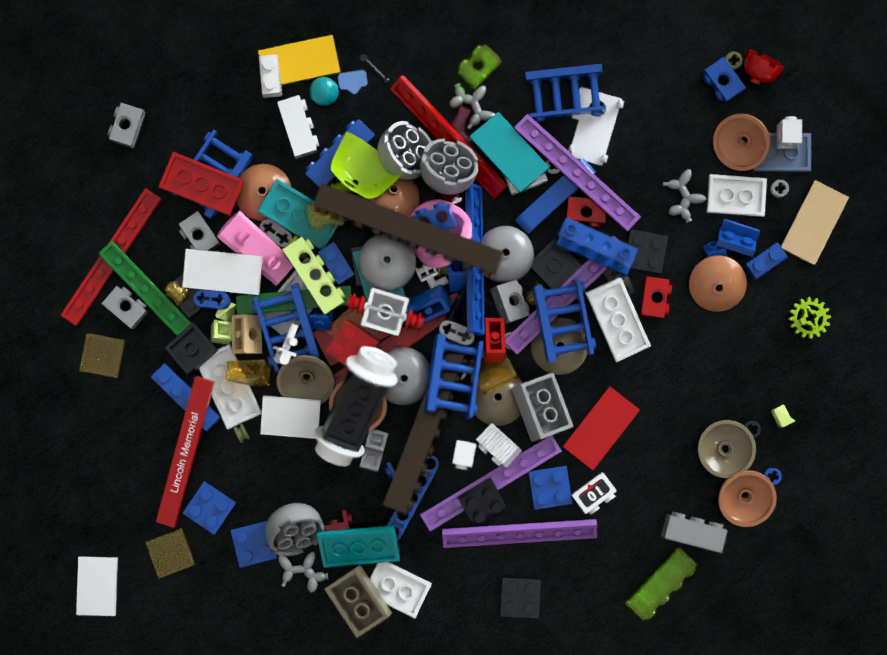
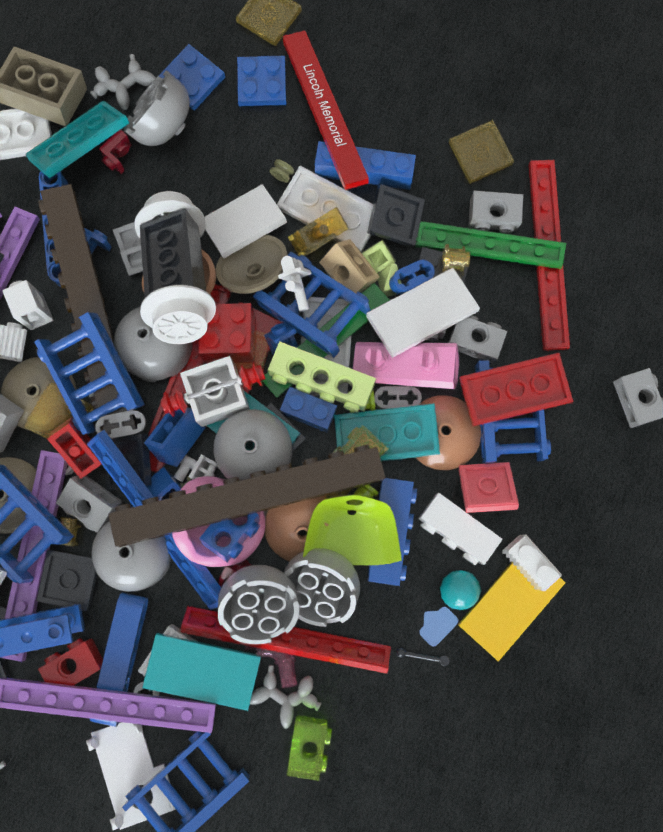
camera: 145 degrees right, 5 degrees down
(262, 139) = (488, 487): none -> coral tile

